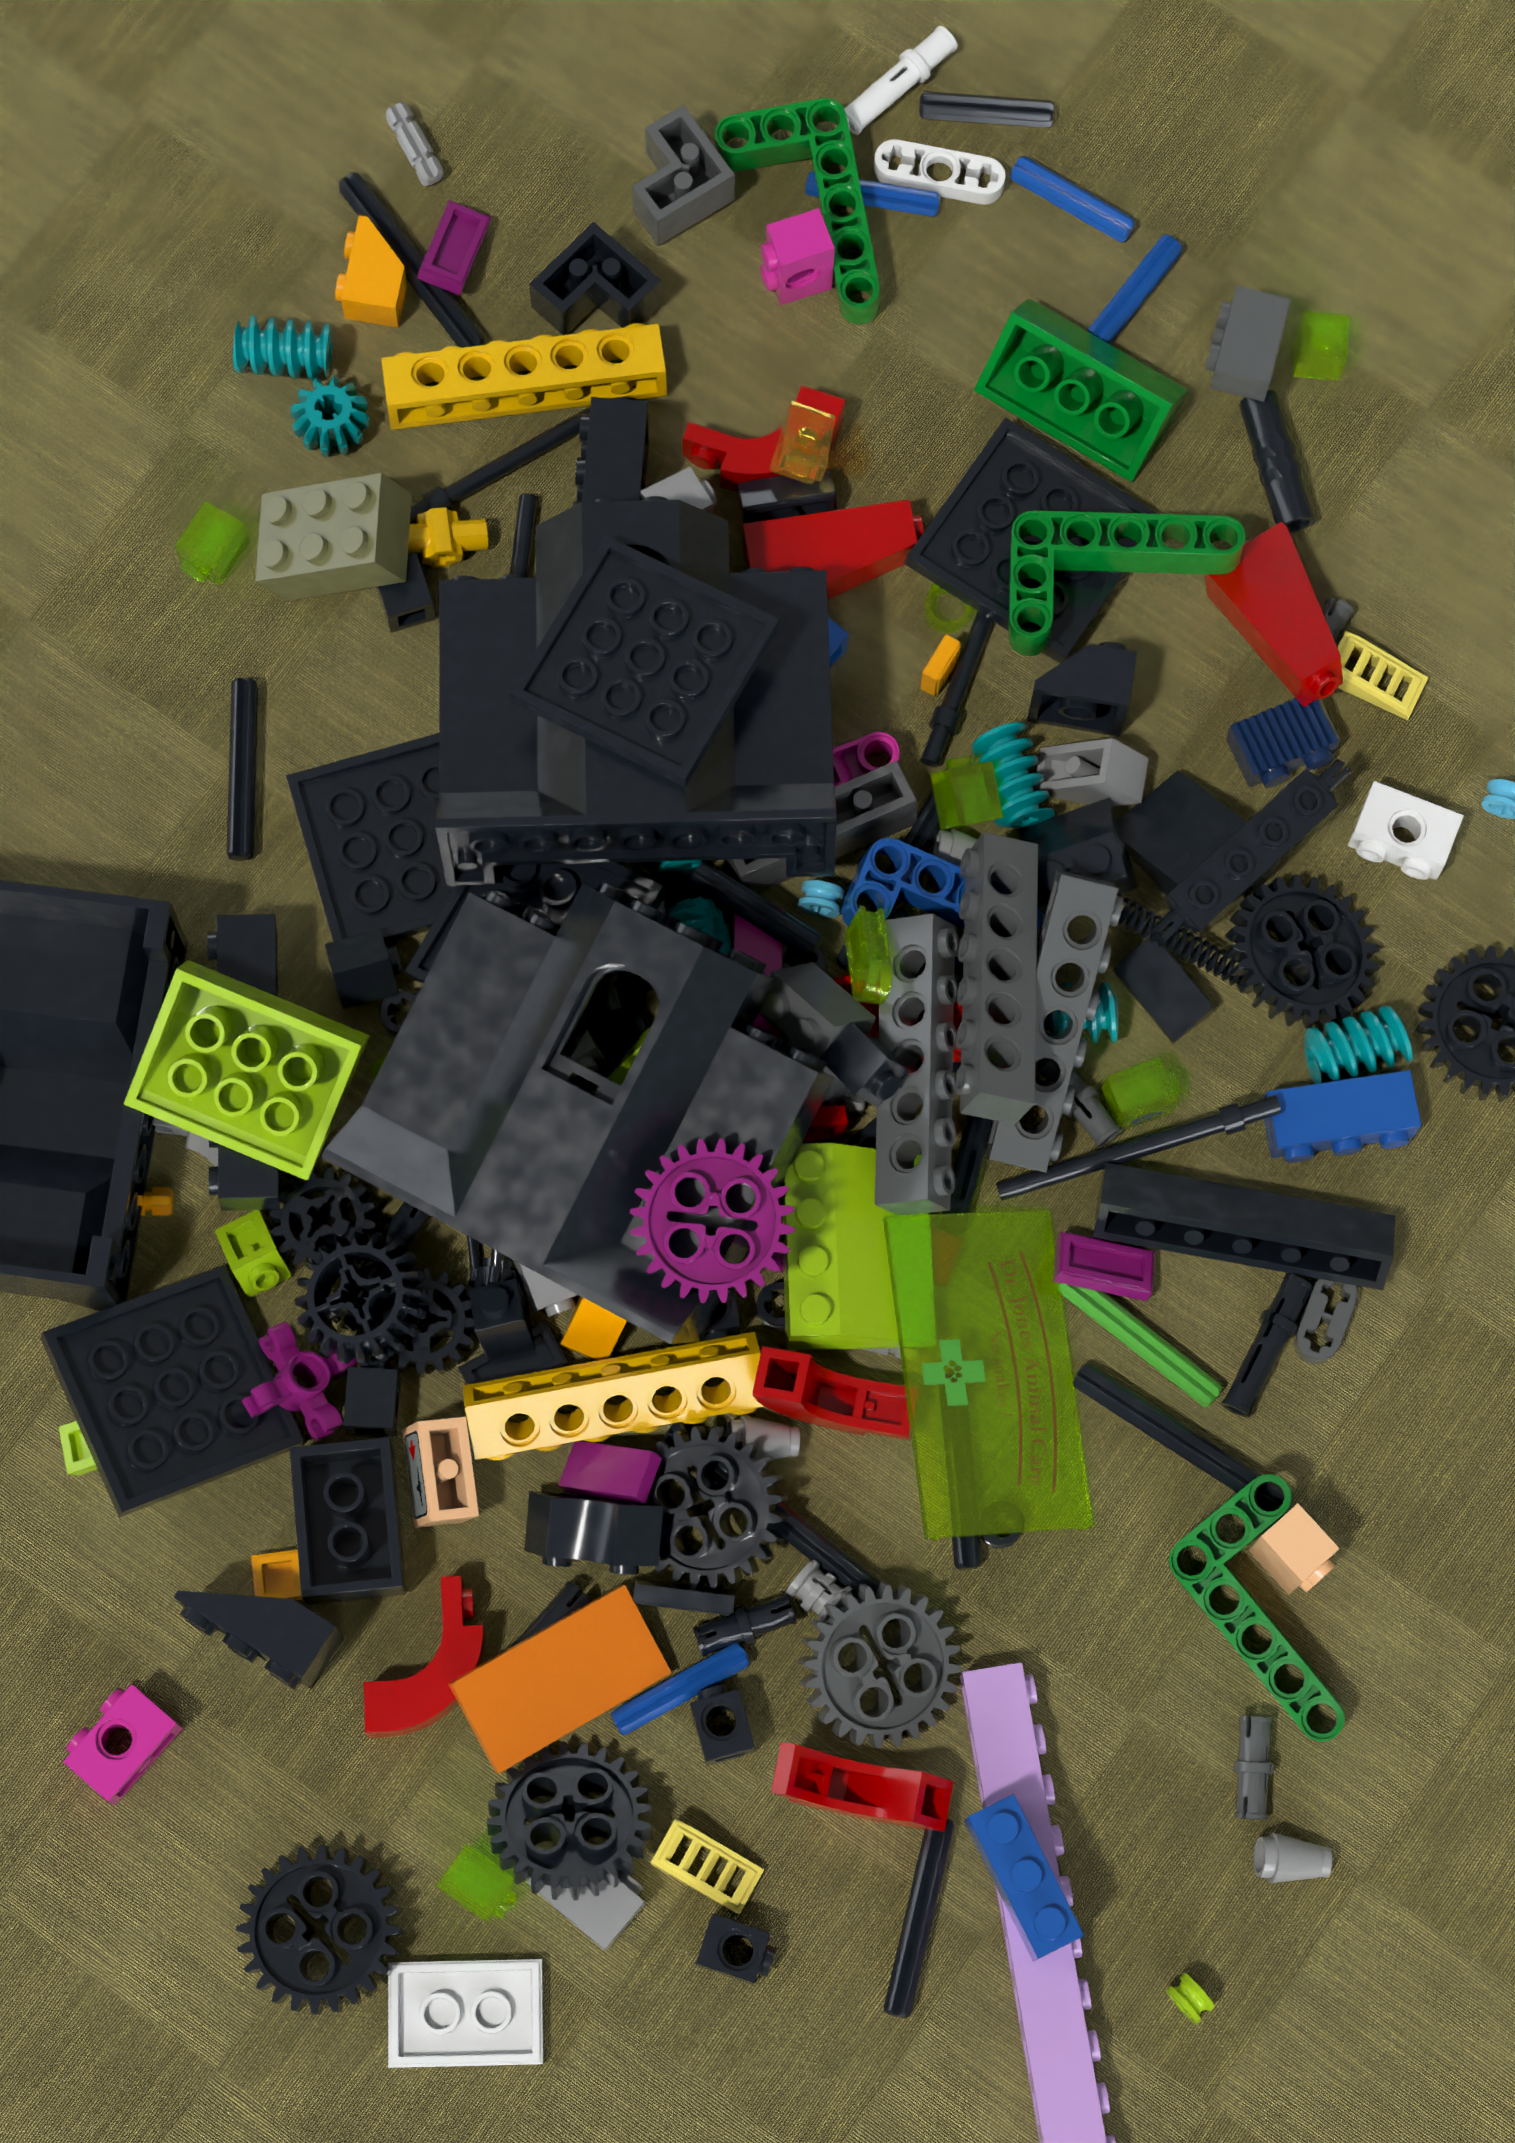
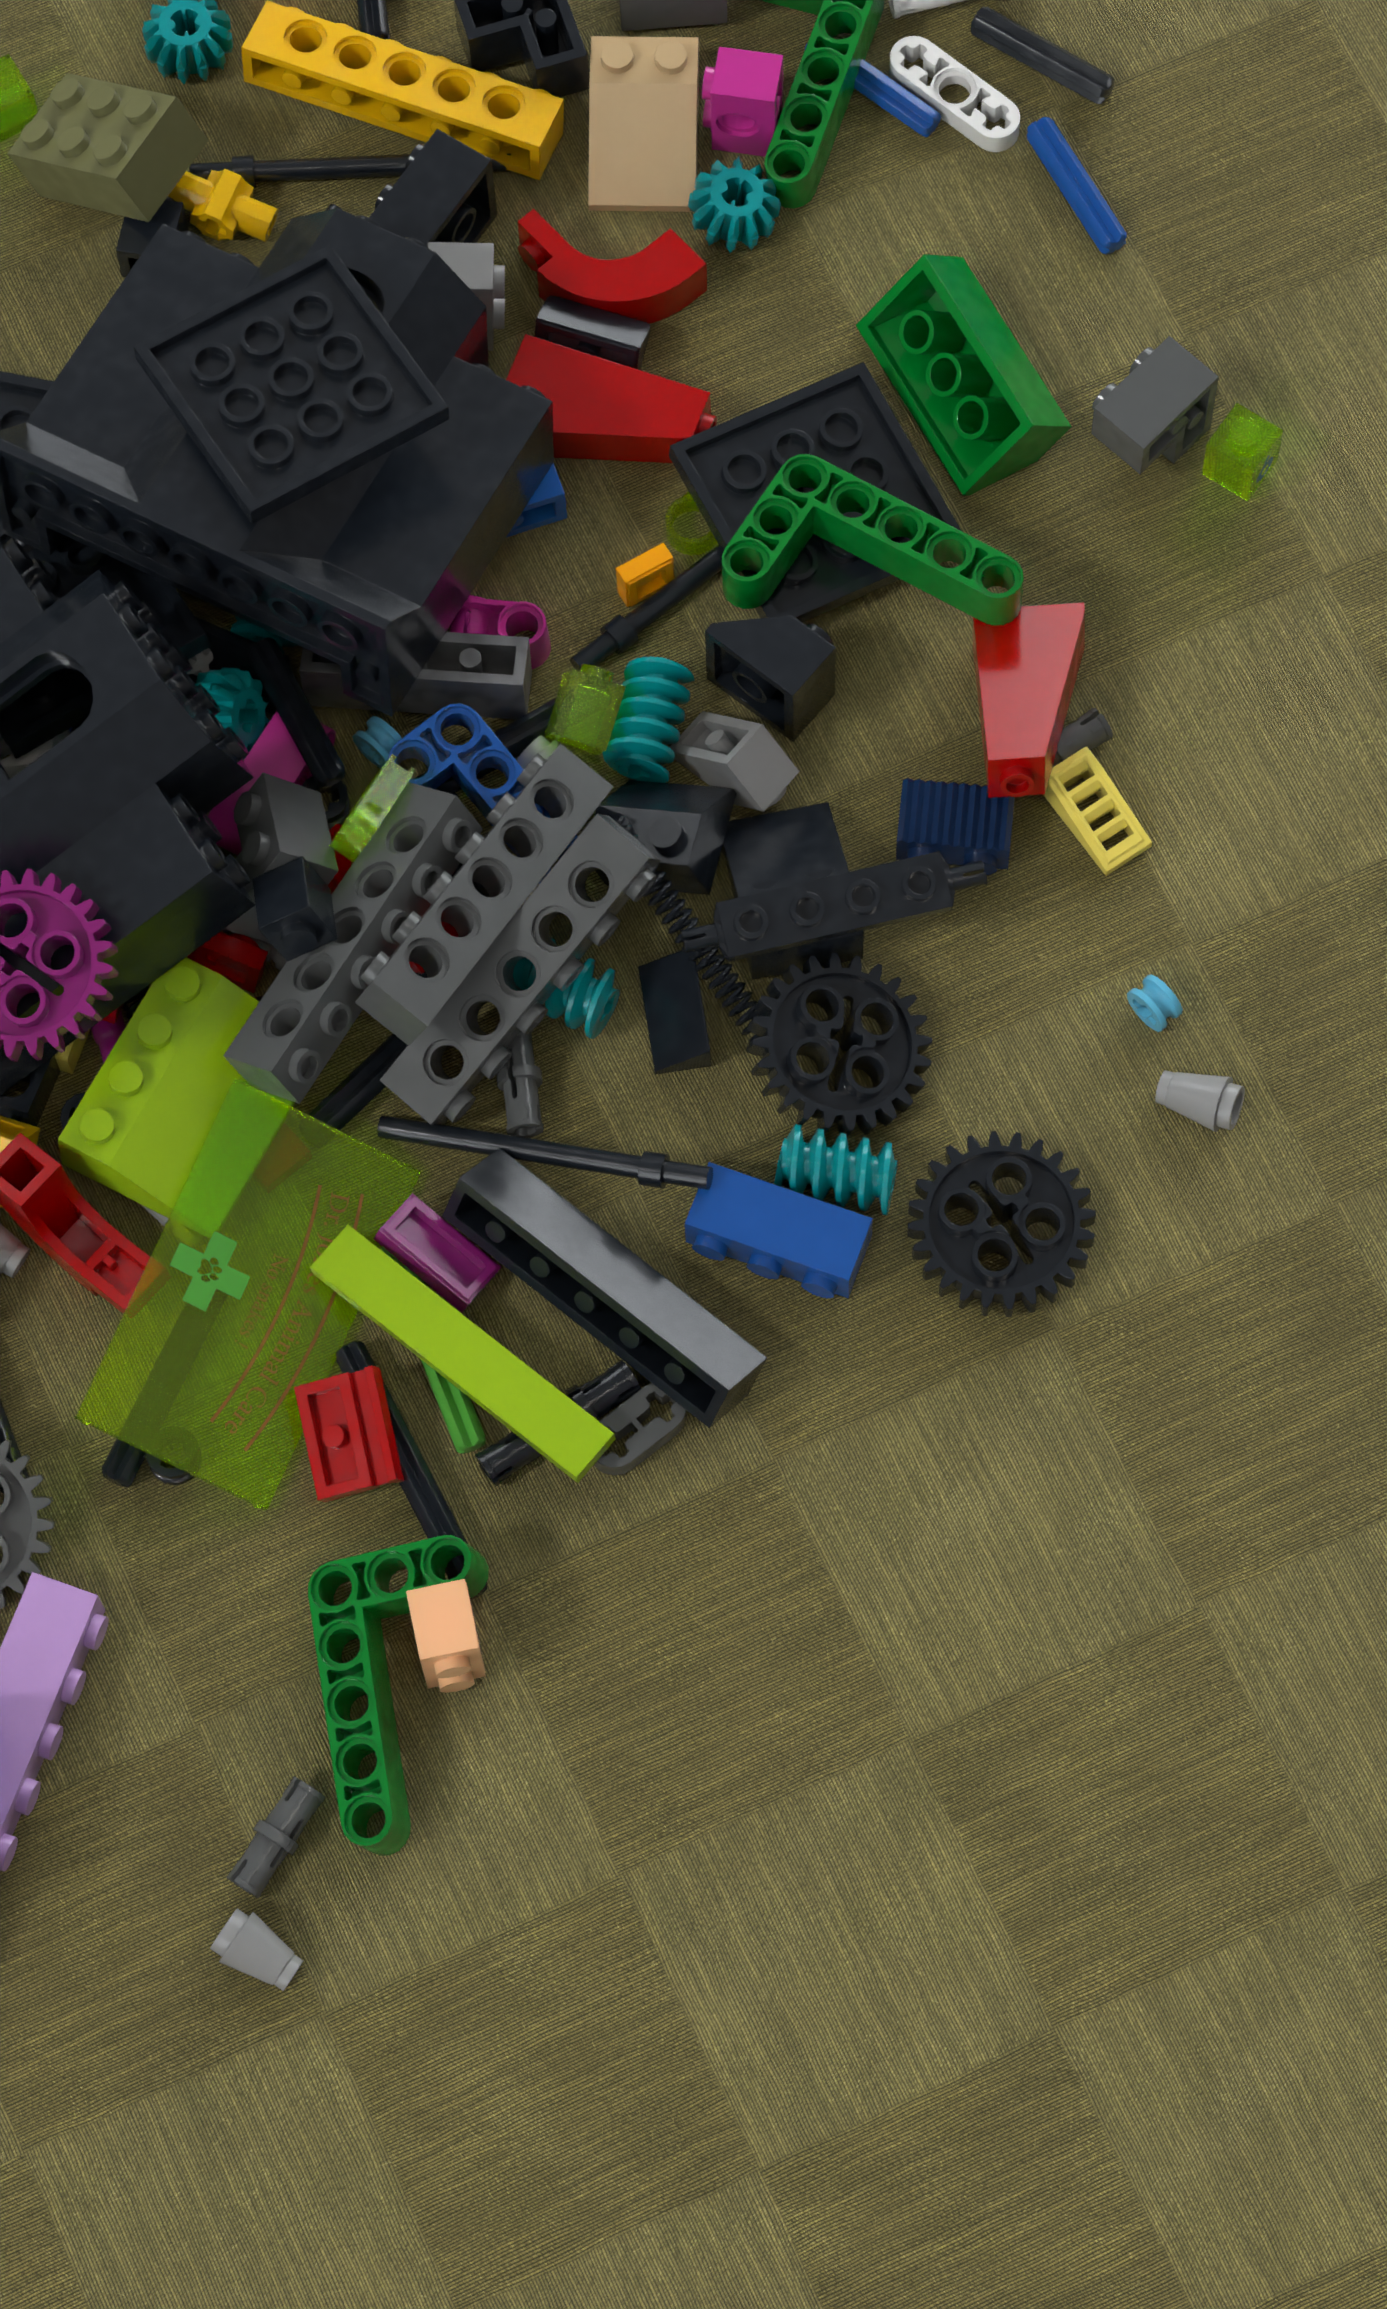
camera: 35 degrees right, 5 degrees down
(724, 312) = (643, 123): none -> tan slope
(803, 444) = (628, 280): clear yellow slope -> none
(814, 345) = (729, 221): none -> teal gear
(1124, 1438) = (348, 1434): none -> red plate
(1136, 289) = (1085, 306): blue axle -> none
(1141, 1093) = (584, 1102): clear neon green brick -> none
(1173, 1332) = (463, 1353): none -> lime tile
(1190, 1998) = (64, 2031): lime bush -> none
(1277, 462) = (1124, 547): black axle -> none
(1430, 824) = (1019, 950): white brick -> none

